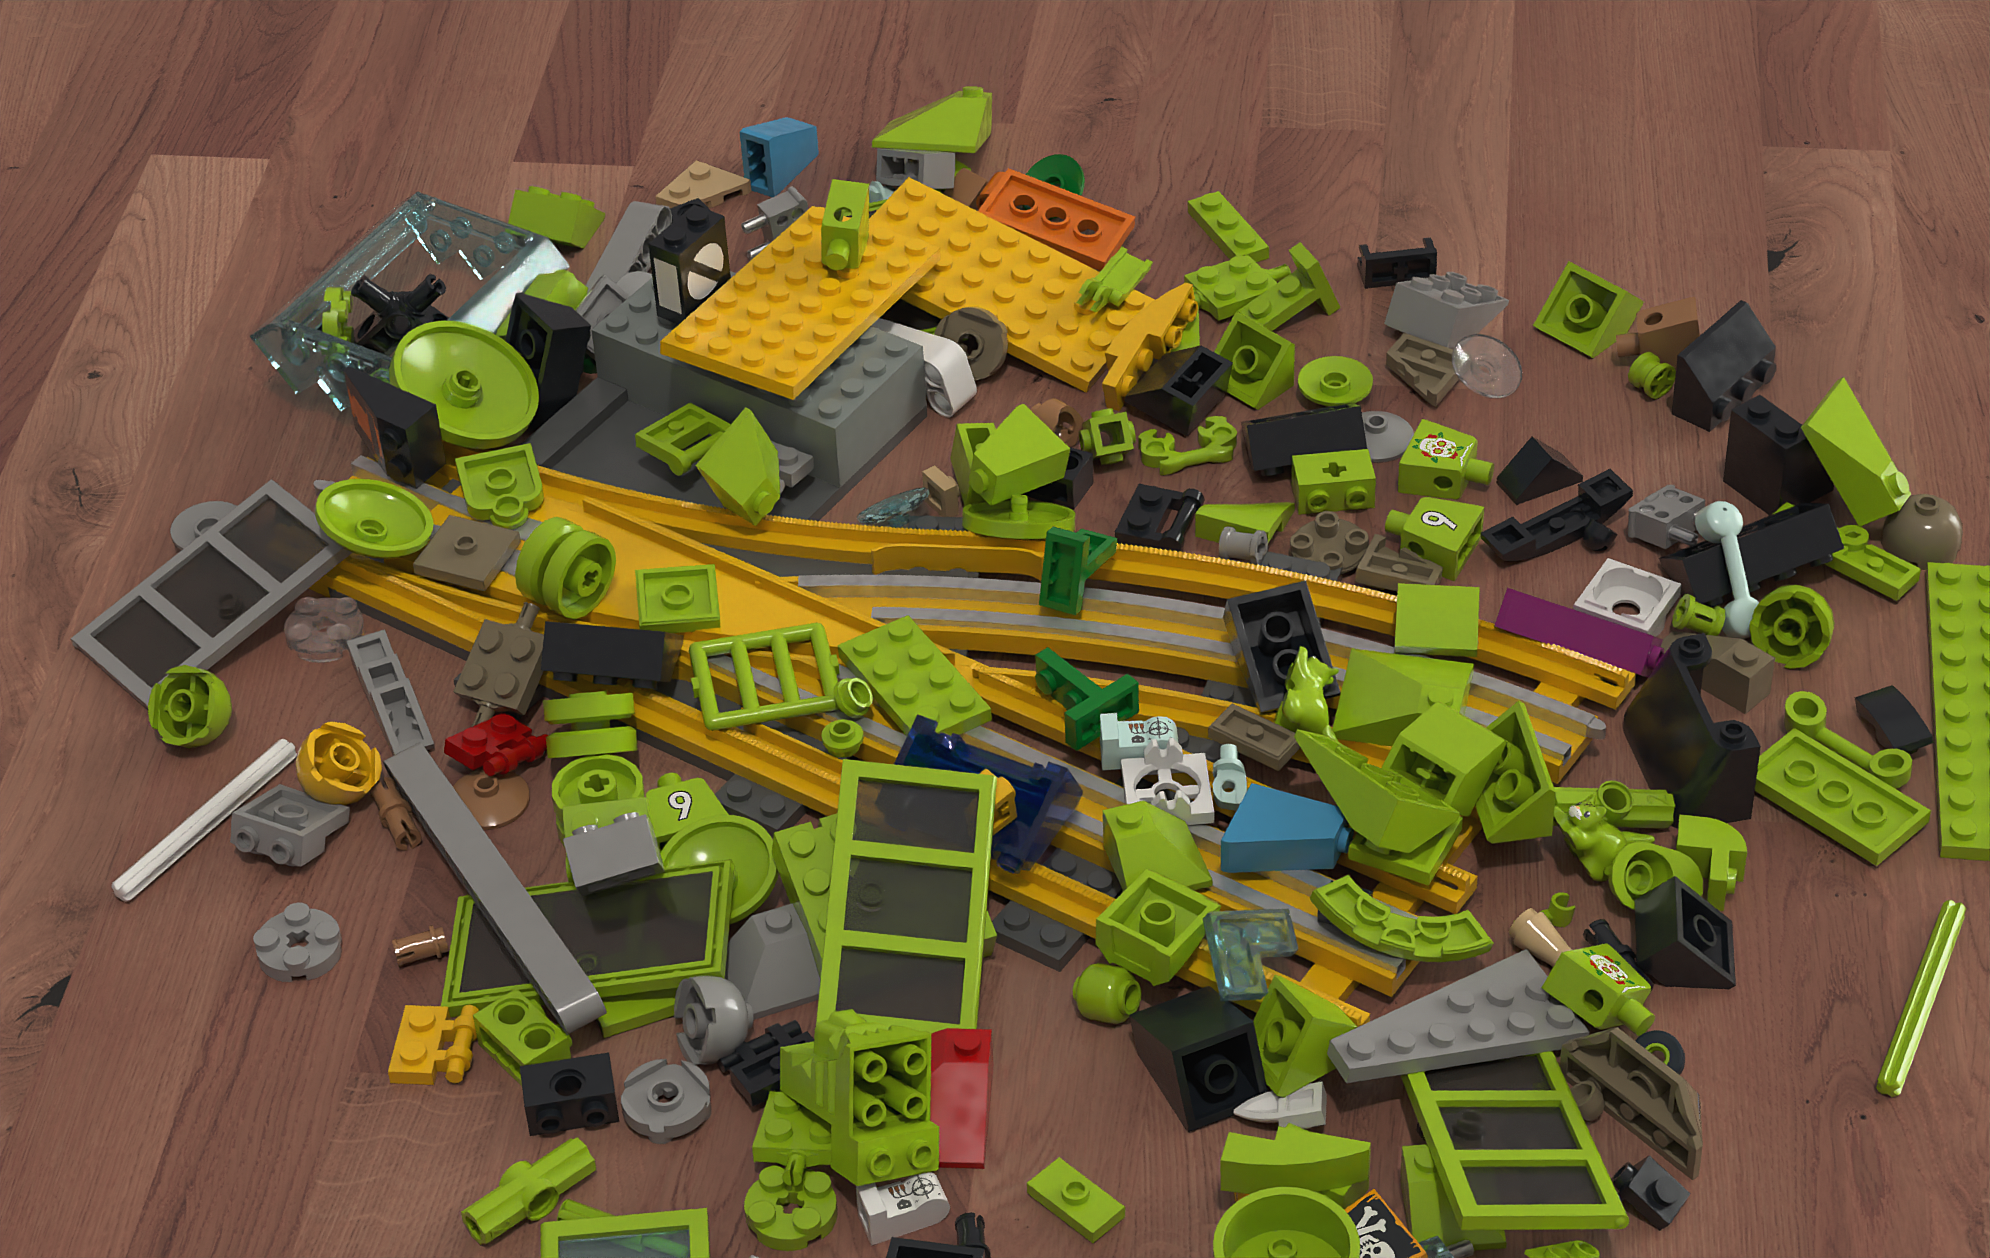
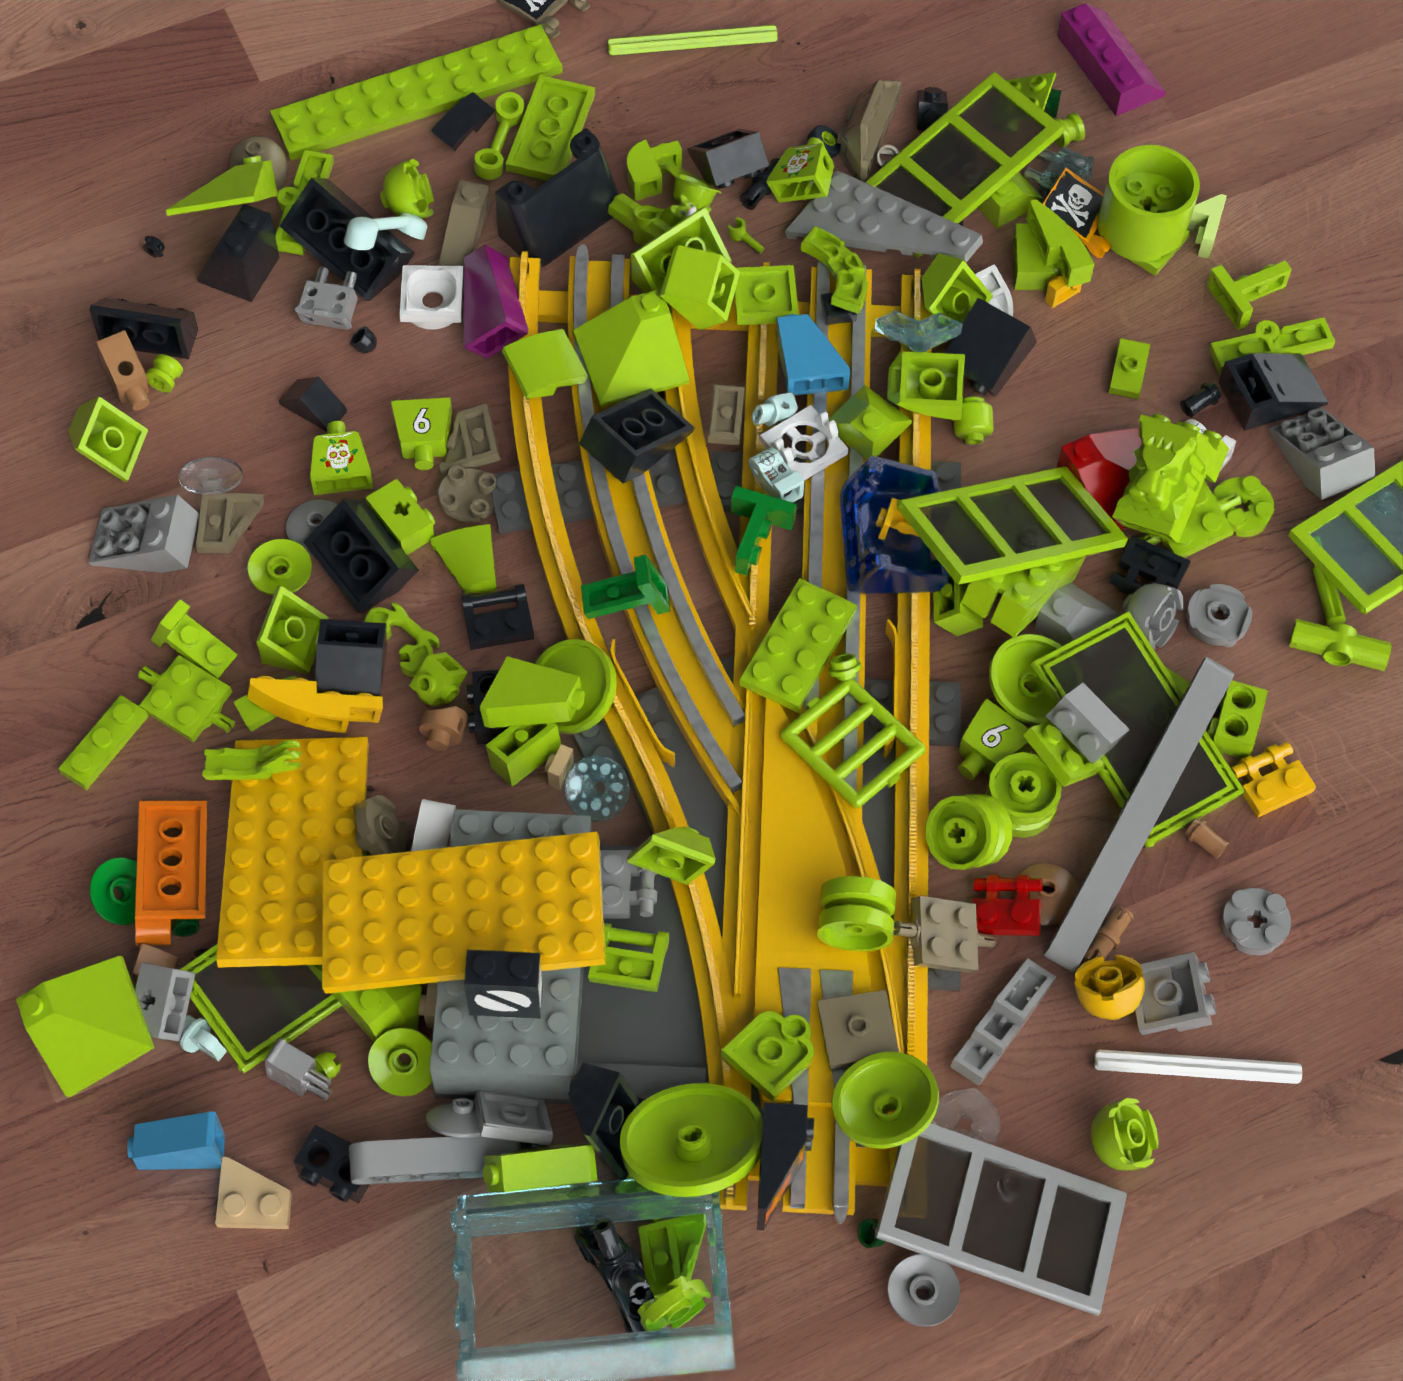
camera: 125 degrees left, 20 degrees up
(561, 218) = (370, 1286): lime slope -> none
(569, 1094) = (1256, 647): black brick -> none
(609, 654) = (902, 844): black slope -> none
(677, 598) = (812, 848): lime tile -> none
(842, 738) = (878, 663): lime plate -> none
(845, 241) = (386, 896): lime torso -> none
(1243, 545) = (505, 540): light grey bush -> none
(1304, 701) = (684, 391): lime animal -> none
(1374, 799) = (764, 295): lime wedge -> none
(1397, 266) = (96, 595): black hinge -> none
(1538, 936) = (772, 227): tan cone -> none
(1562, 525) = (361, 369): black slope -> none
(1688, 609) = (427, 248): lime bush -> none

